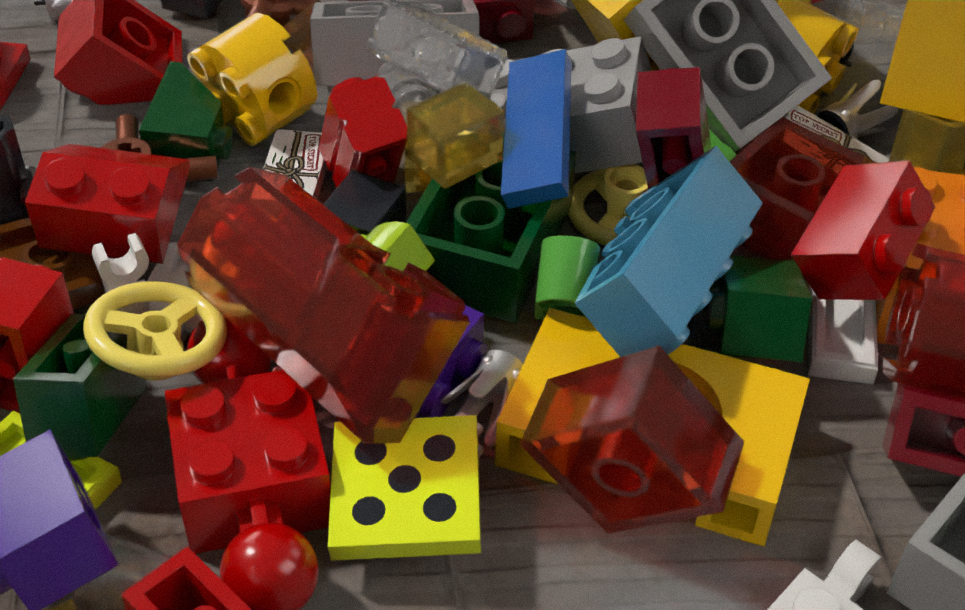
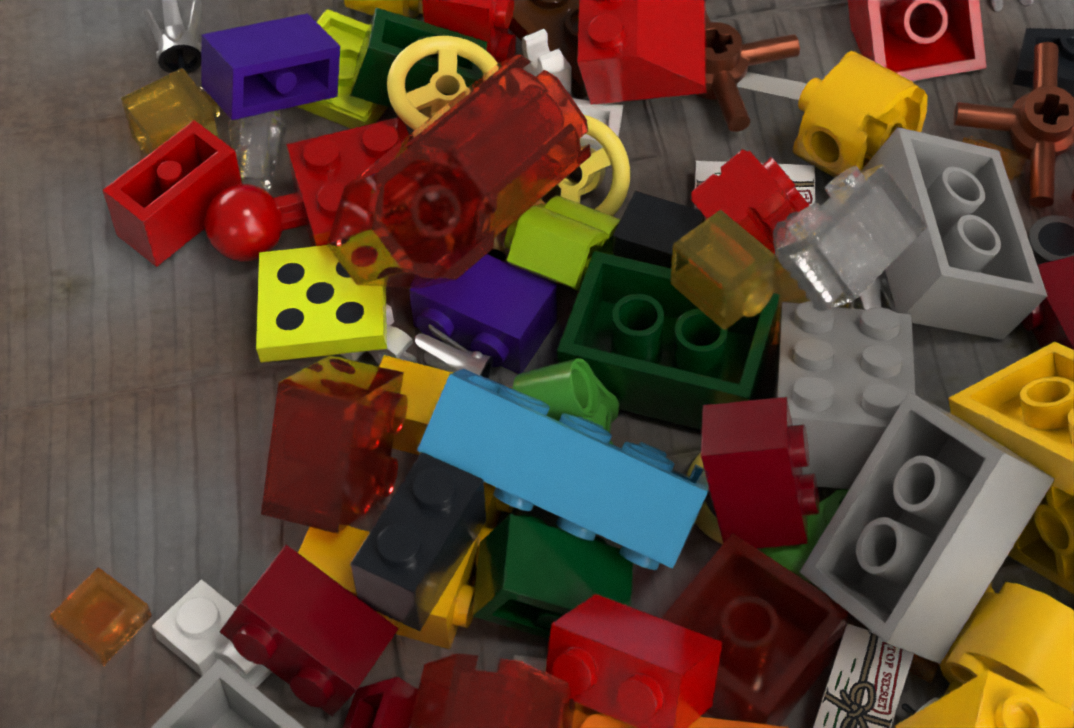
camera: 90 degrees right, 10 degrees up
(185, 119) = (777, 82): dark green slope -> none
(537, 130) = (743, 340): blue tile -> none
(759, 365) = (419, 541): none -> black brick
(839, 491) = (308, 631): none -> dark red brick

